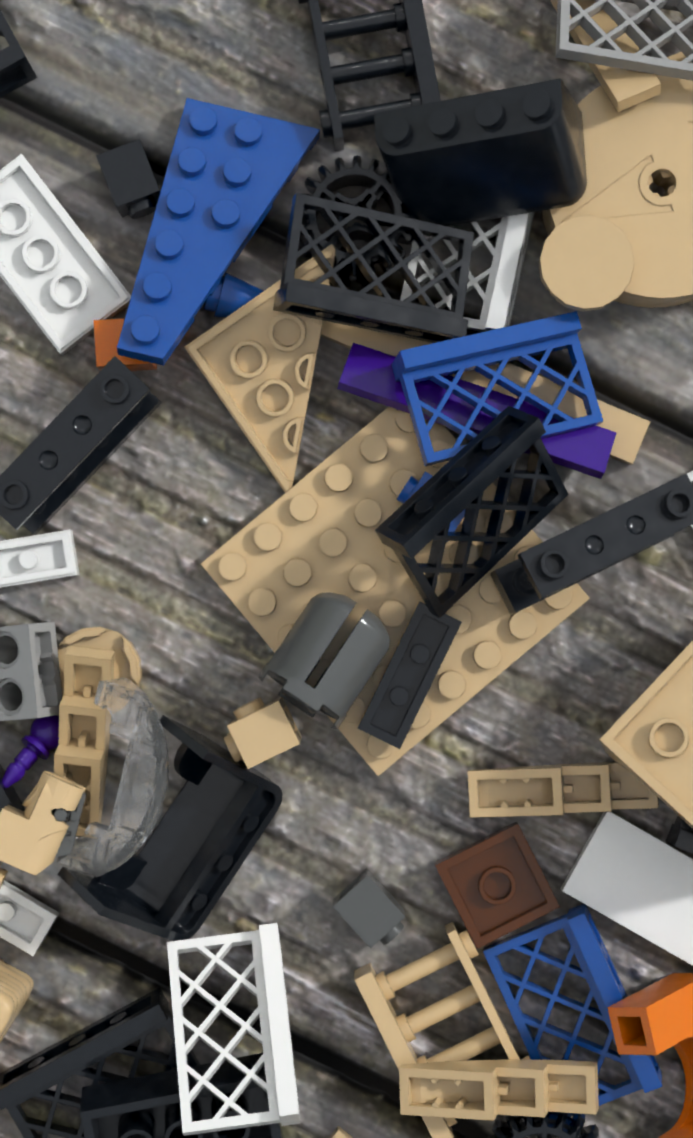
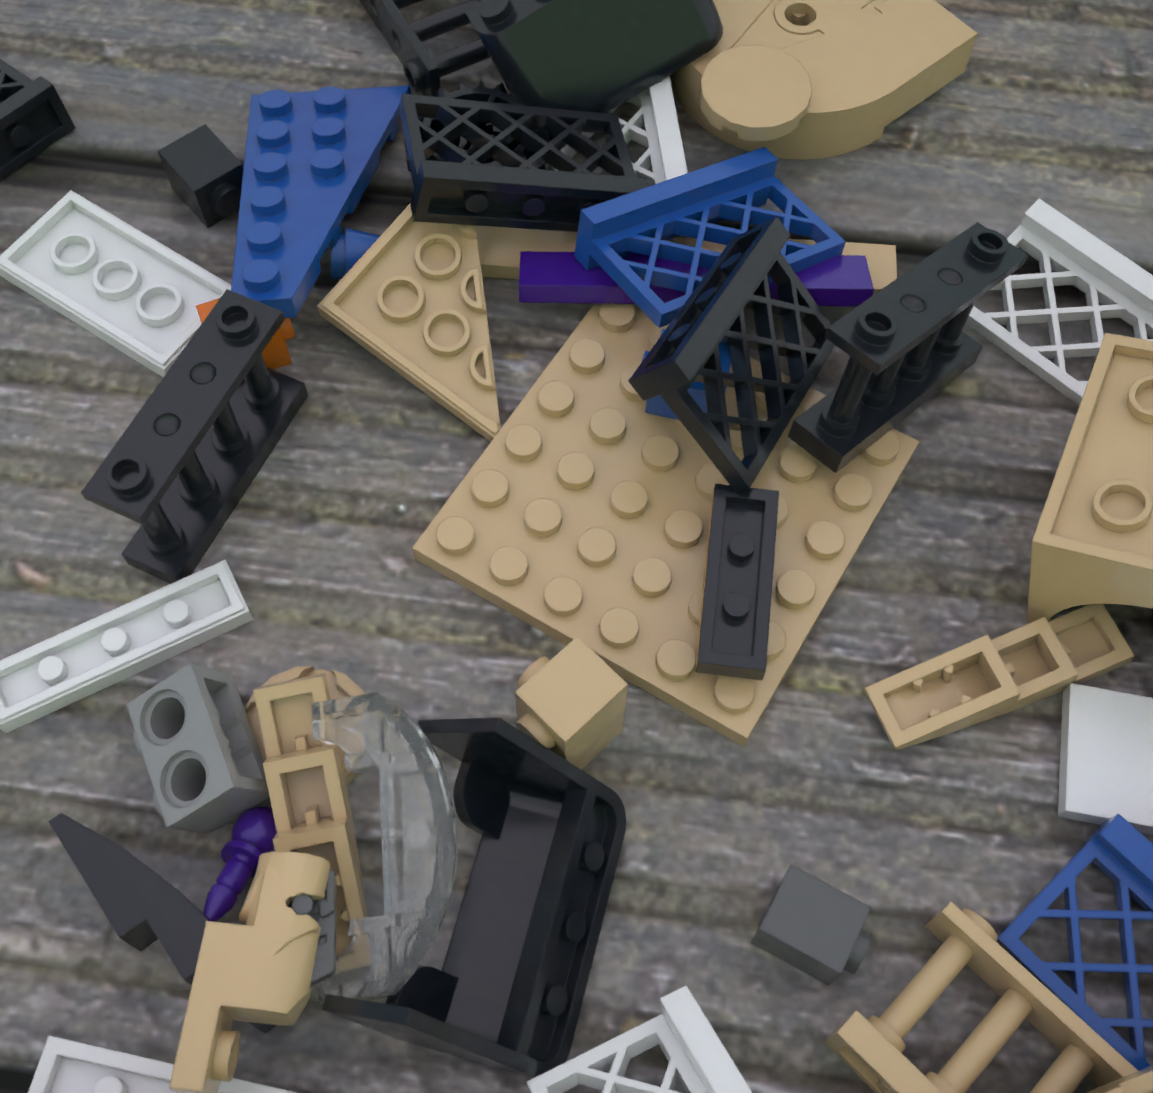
camera: 20 degrees left, 25 degrees down
(347, 672) = (585, 589): dark grey cylinder -> none
(497, 885) = (974, 832): reddish brown plate -> none

